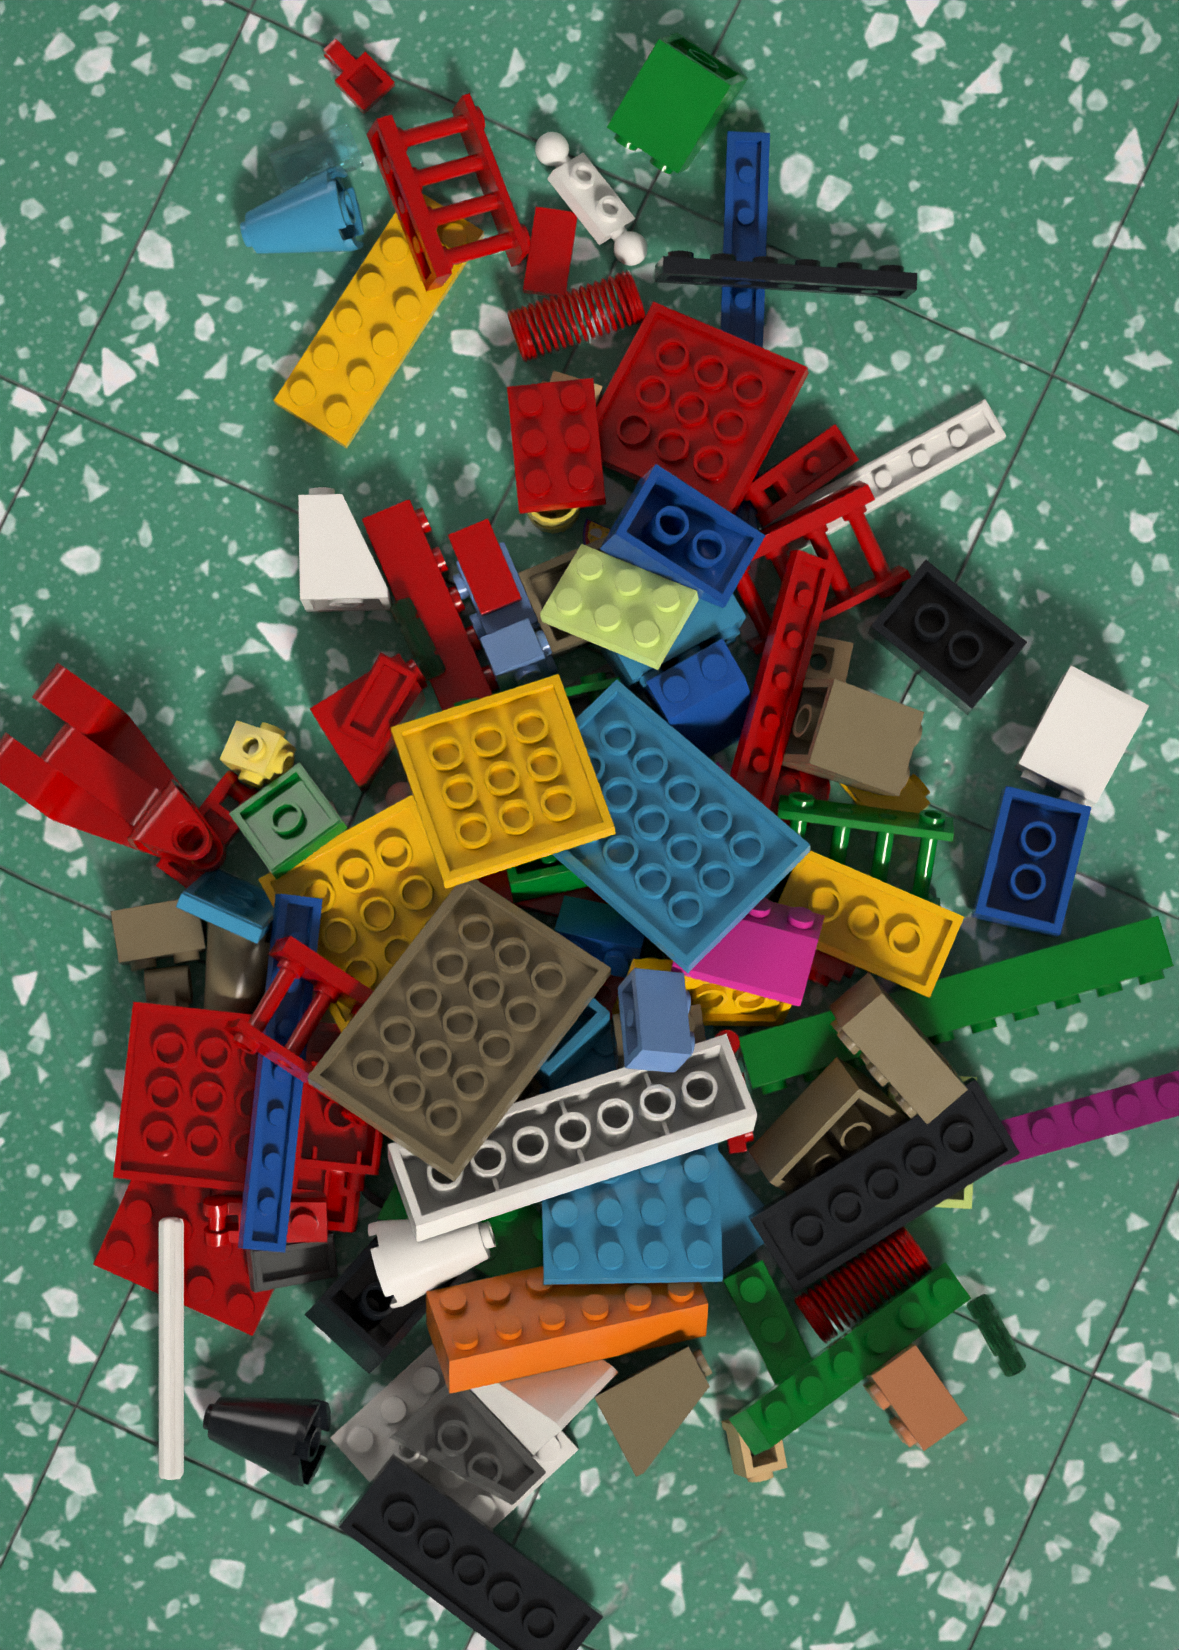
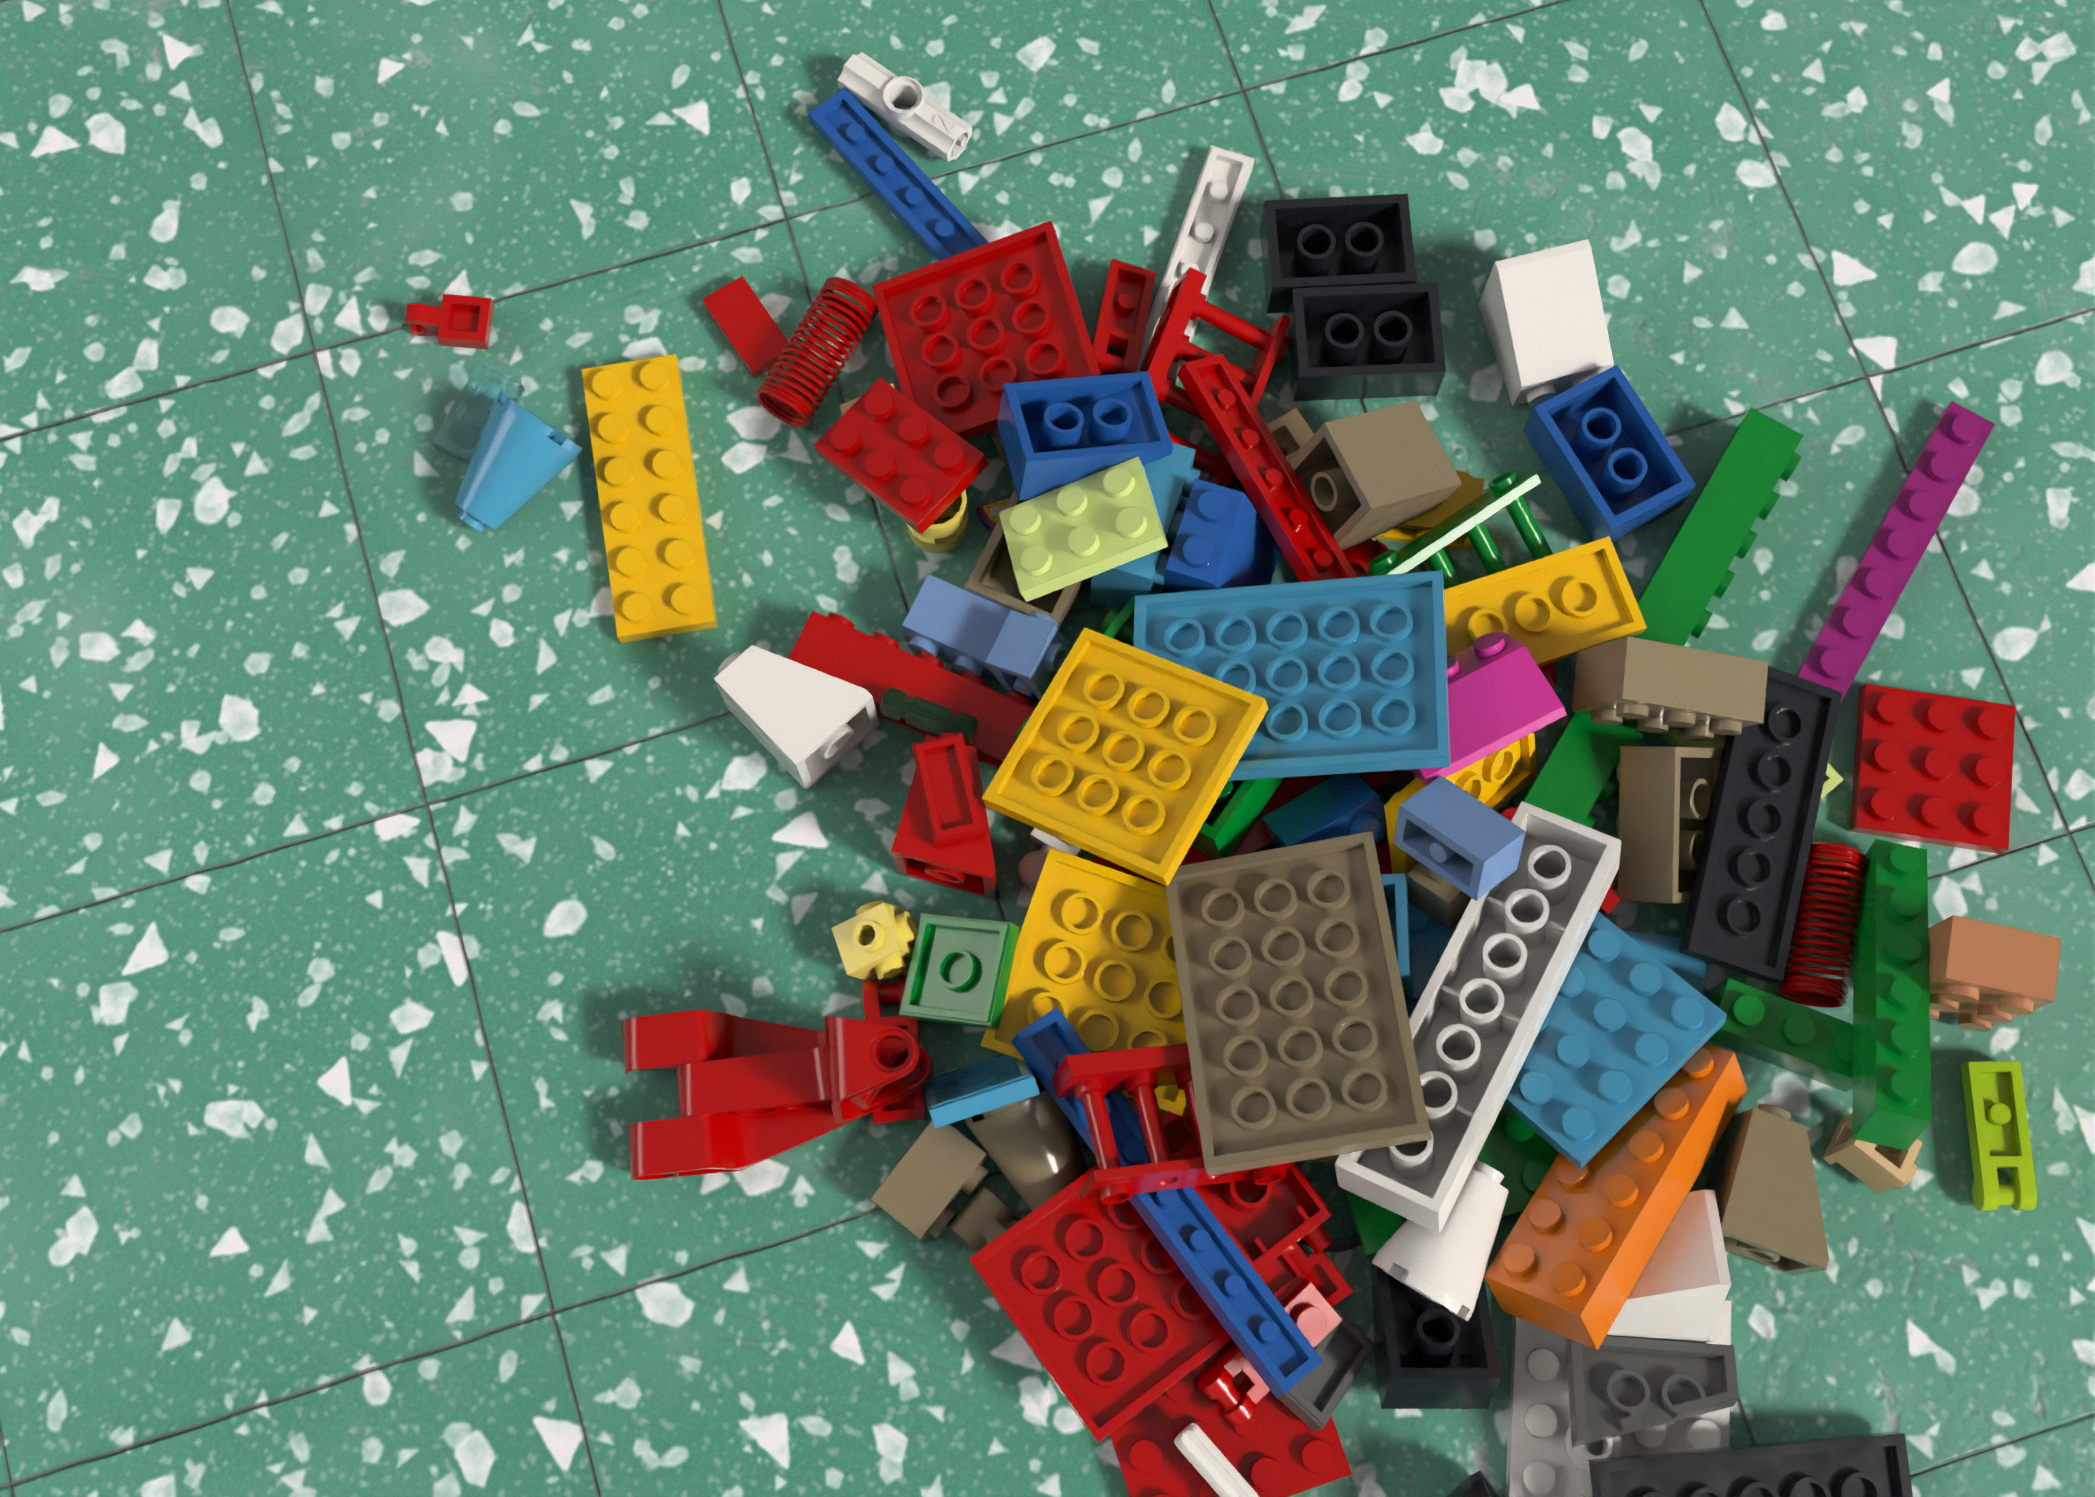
camera: 45 degrees left, 10 degrees down
(421, 221) = (610, 380): red fence -> none
(484, 567) = (932, 606): red tile -> none
(591, 198) = (743, 256): white plate -> none
(675, 103) = (744, 125): green slope -> none
(792, 159) = (924, 121): none -> white piece
(803, 276) = (952, 183): black plate -> none
(845, 1507) = (1998, 1135): none -> lime plate
(990, 555) = (1335, 244): none -> black brick
(996, 1335) = (1970, 870): clear green axle -> none
(1043, 1255) = (1933, 769): none -> red plate

